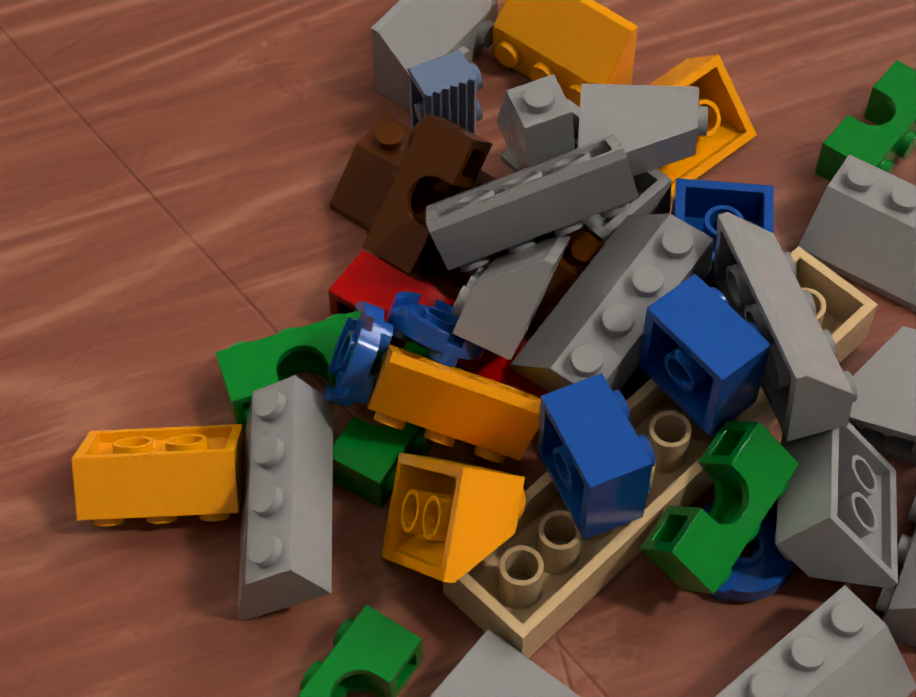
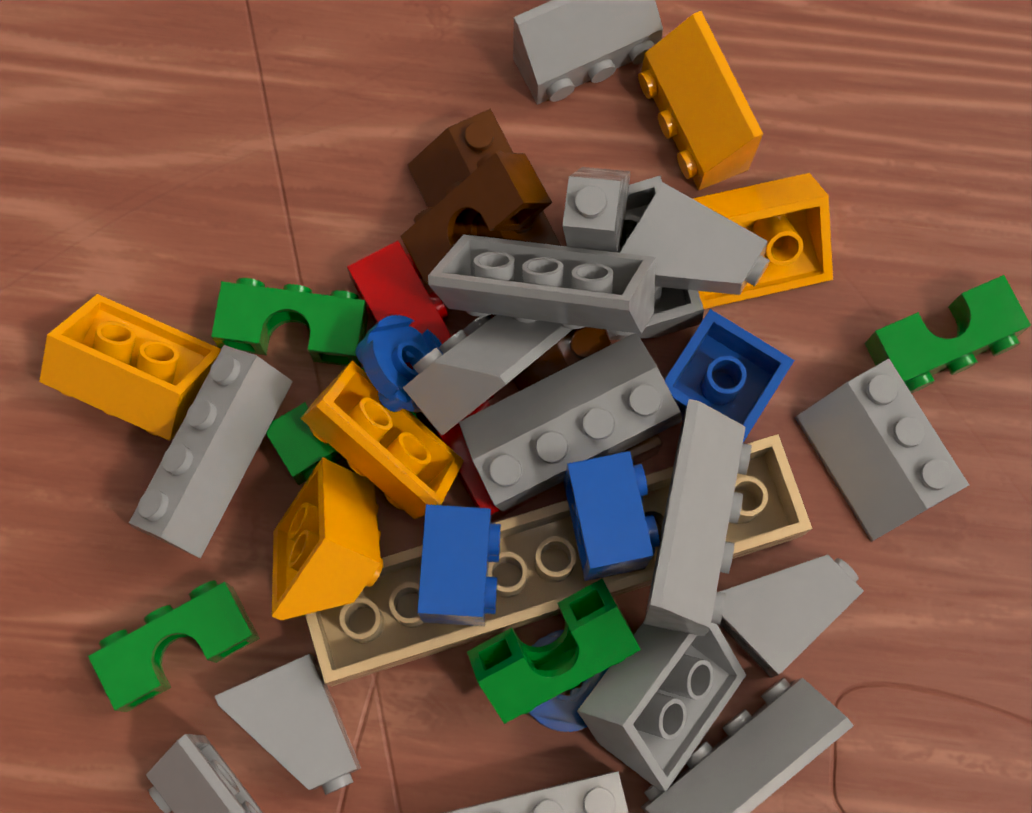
camera: 25 degrees right, 20 degrees up
(356, 353) = (325, 354): blue plate -> none
(446, 90) = (554, 117): sand blue brick -> none

